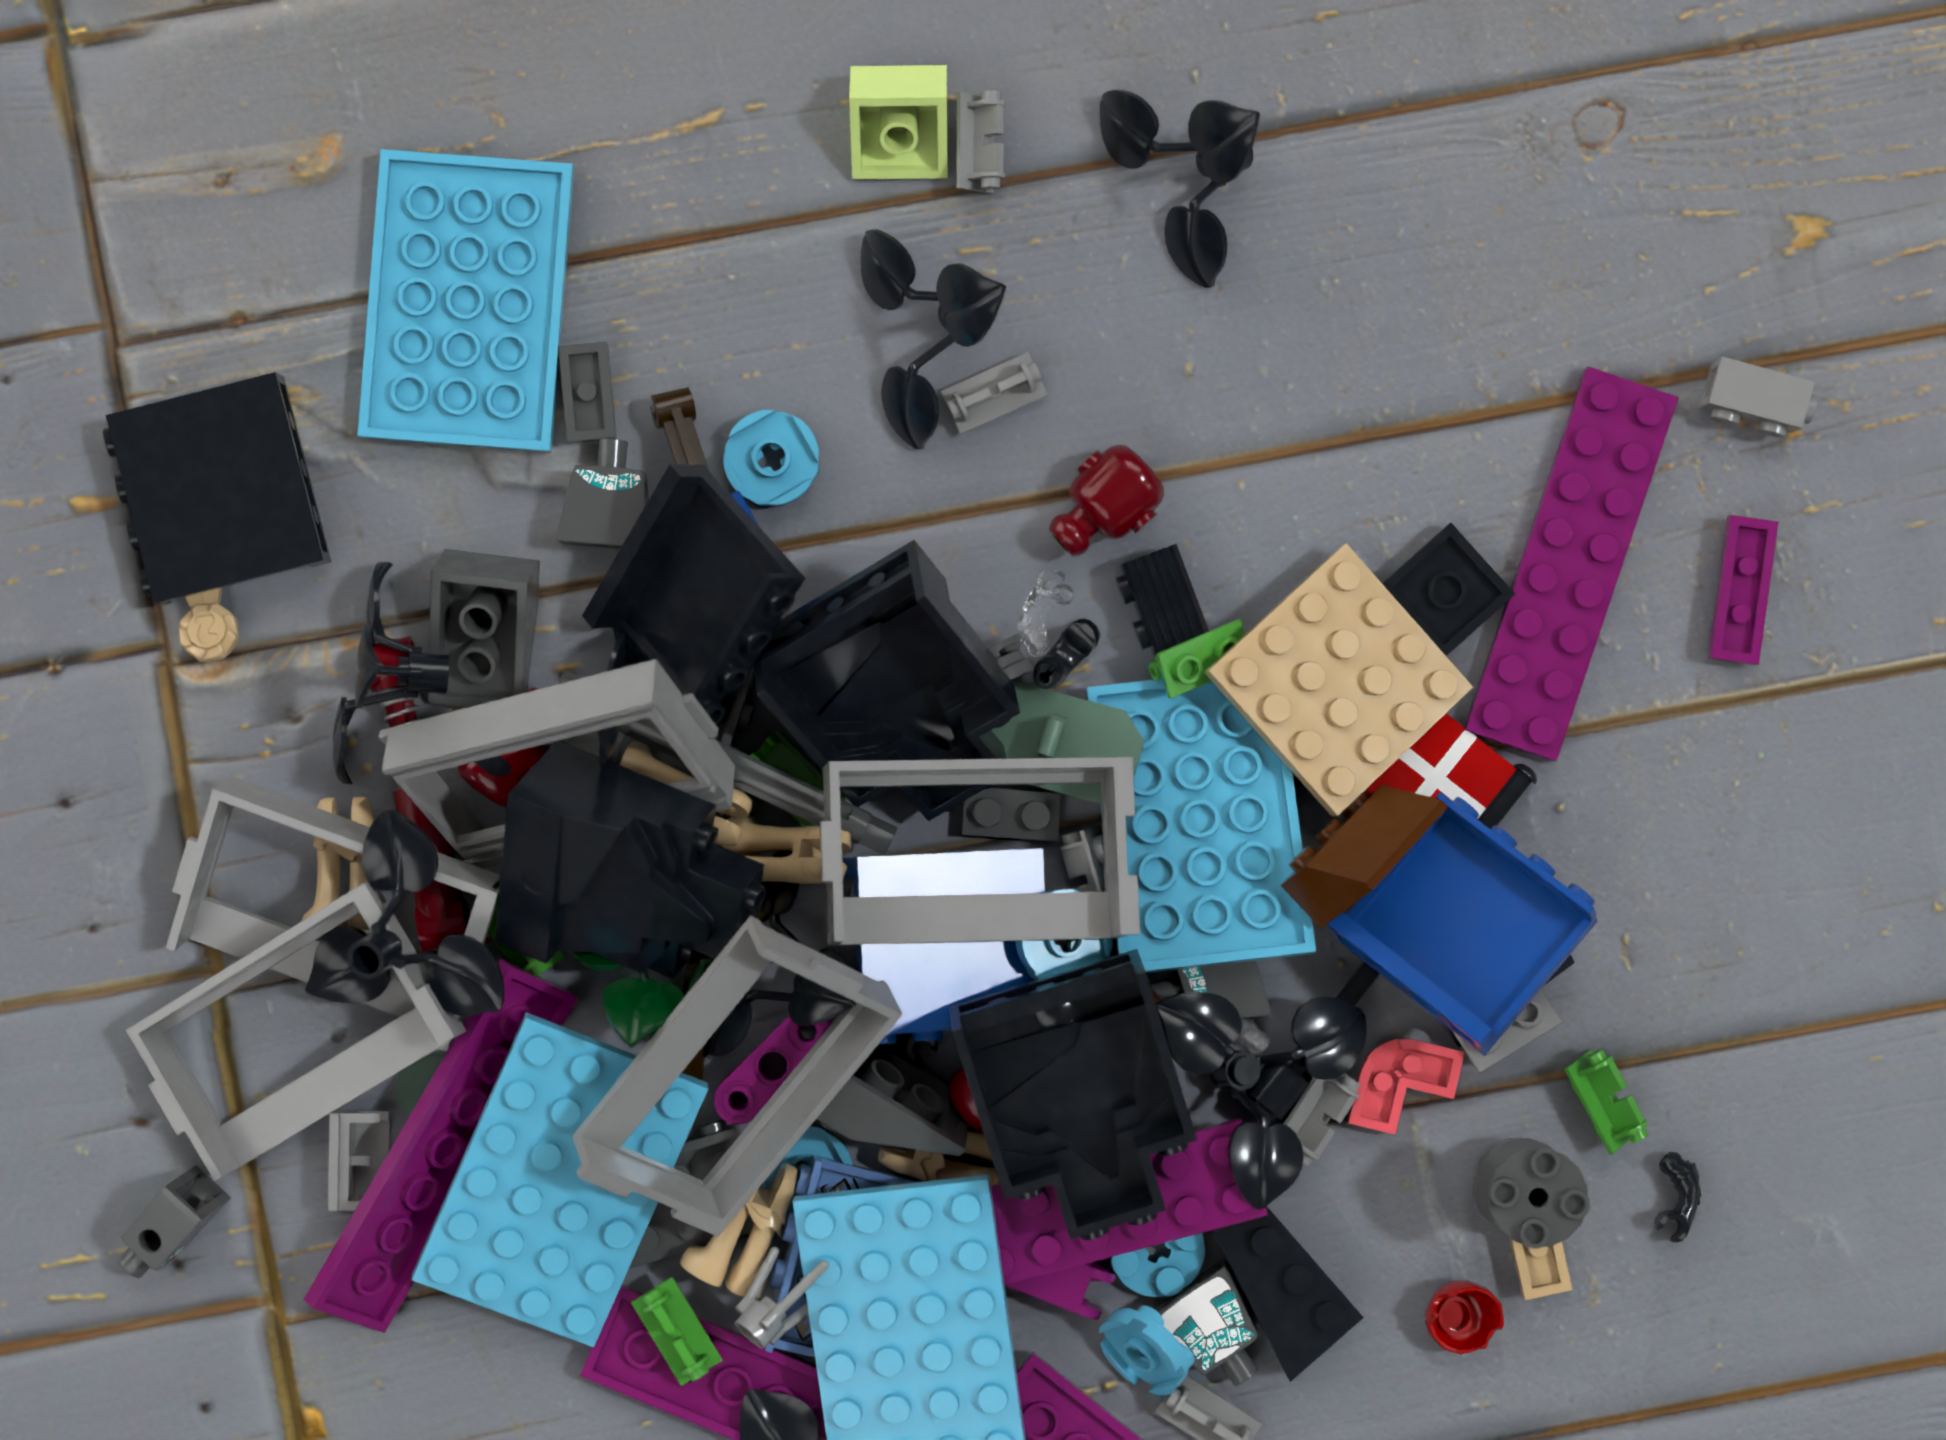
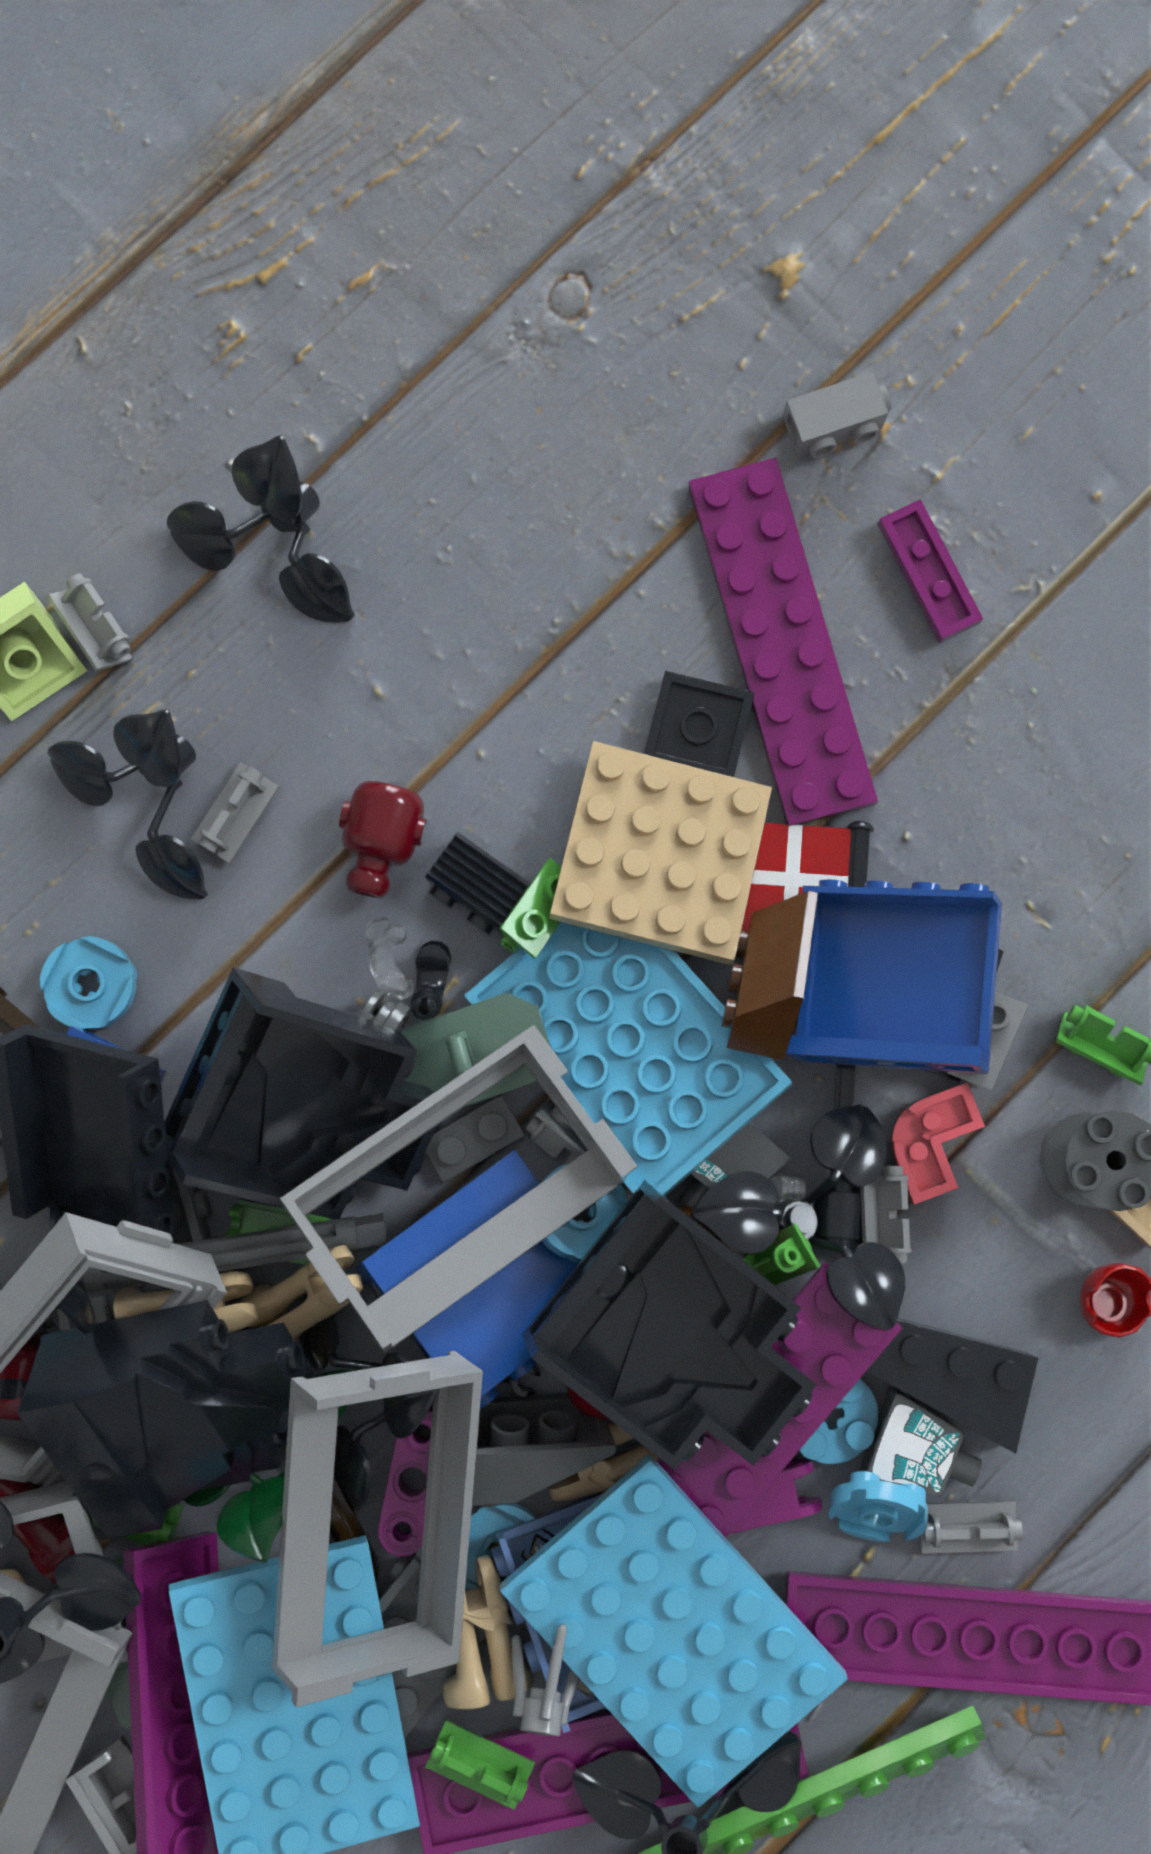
camera: 25 degrees left, 5 degrees down
(1211, 1092) = (786, 1257): none -> bright green hinge

